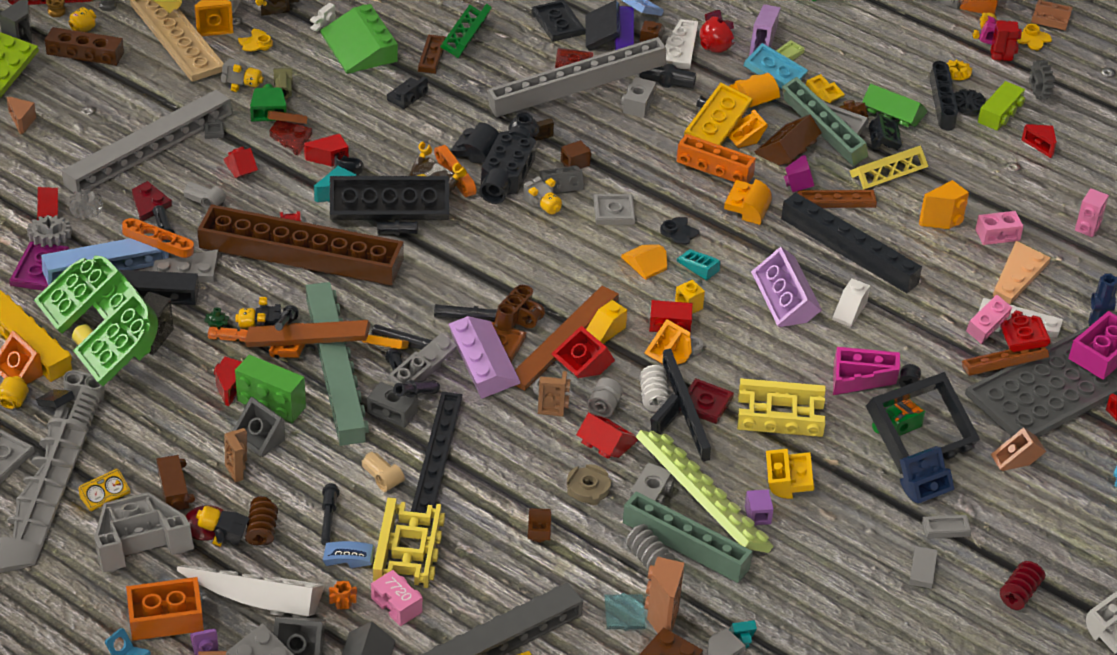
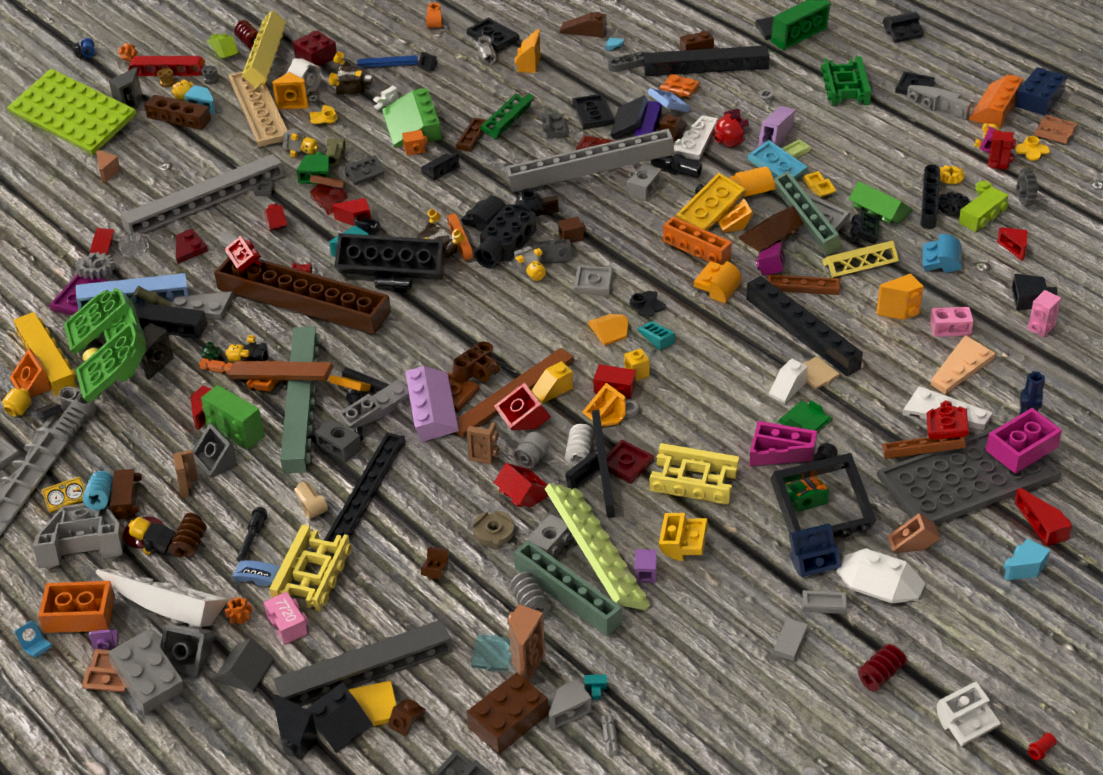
camera: 15 degrees right, 0 degrees up
(107, 26) = (200, 96): none -> medium azure slope
(130, 262) = (151, 297): none -> olive pin
(145, 481) = (98, 490): none -> medium azure piece
(162, 219) = (193, 273): black pin -> none
(178, 246) = (195, 286): orange beam -> none
(225, 206) = (243, 253): none -> red bracket
(288, 315) = (273, 352): black pin -> none
(324, 101) = (364, 170): none -> dark grey bracket
(370, 67) = (414, 142): none -> orange brick
(412, 388) = (355, 427): black pin -> none
(461, 312) = (418, 361): black pin -> none
(520, 38) = (553, 124): none -> dark grey bracket
(786, 289) = (730, 364): lavender slope -> none
(855, 107) = (843, 203): reddish brown bracket -> none
(877, 337) = (806, 416): none -> green piece
(880, 292) = (819, 373): none -> tan piece
(972, 156) = (944, 254): none -> dark azure brick
(989, 319) = (915, 406): bright pink brick -> none
(994, 82) = (982, 186): none -> lime plate
(995, 495) = (880, 576): none -> white wedge
(1068, 190) = (1027, 289): none -> black torso

